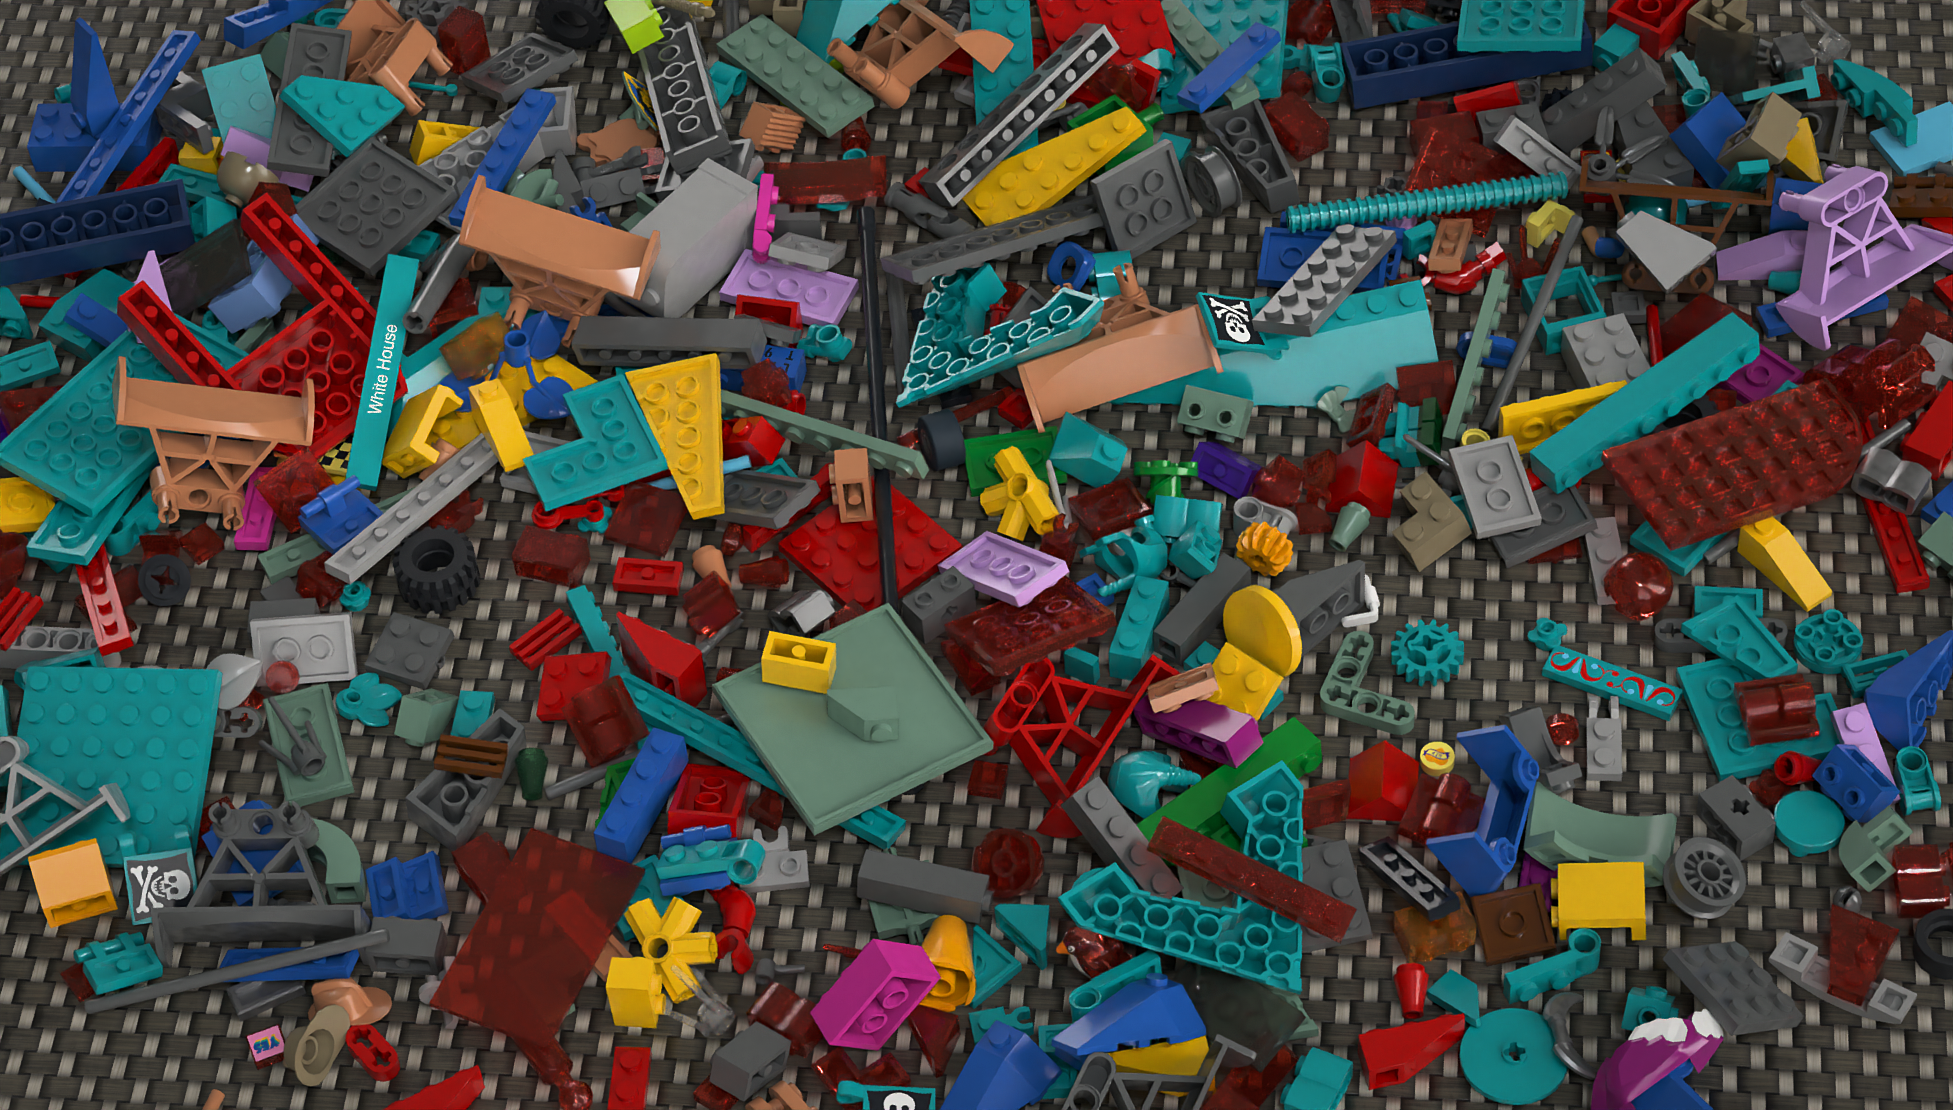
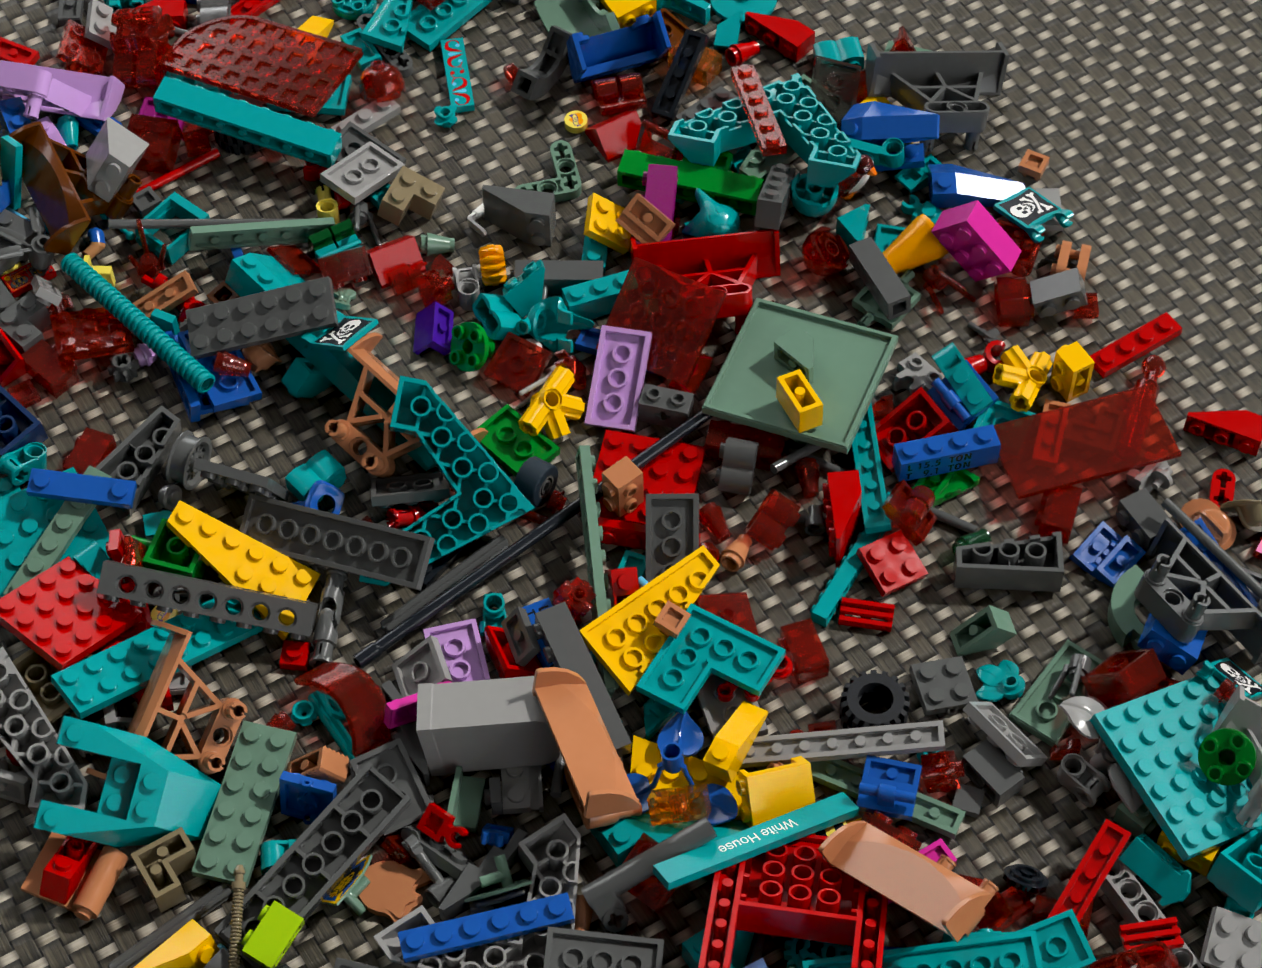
camera: 130 degrees left, 5 degrees up
(77, 763) = (1227, 756): none -> green plate
(147, 835) = (1225, 690): none -> clear red plate
(251, 768) = (1124, 677): none -> clear red brick
(282, 677) = (1034, 735): clear red plate -> none
(472, 712) = (959, 610): teal plate -> none
(472, 751) = (1010, 551): reddish brown tile -> none
(631, 183) = (438, 825): none -> red plate
(648, 576) = (771, 586): red plate -> none
(654, 423) = (671, 619): none -> nougat tile
(713, 1013) = (1041, 340): clear plant -> none
(737, 109) = (304, 795): none -> blue plate
(1087, 451) = (479, 396): teal slope -> none
(1215, 412) = (398, 350): sand green brick -> none
(1263, 628) = (566, 218): yellow piece -> none
(1300, 252) = (231, 365): none -> clear red cone
(1427, 652) = (506, 158): teal gear -> none
(1541, 418) = (277, 173): yellow plate -> none
(1602, 352) = (212, 178): light grey brick -> none
(1603, 742) = (494, 62): light grey hinge -> none

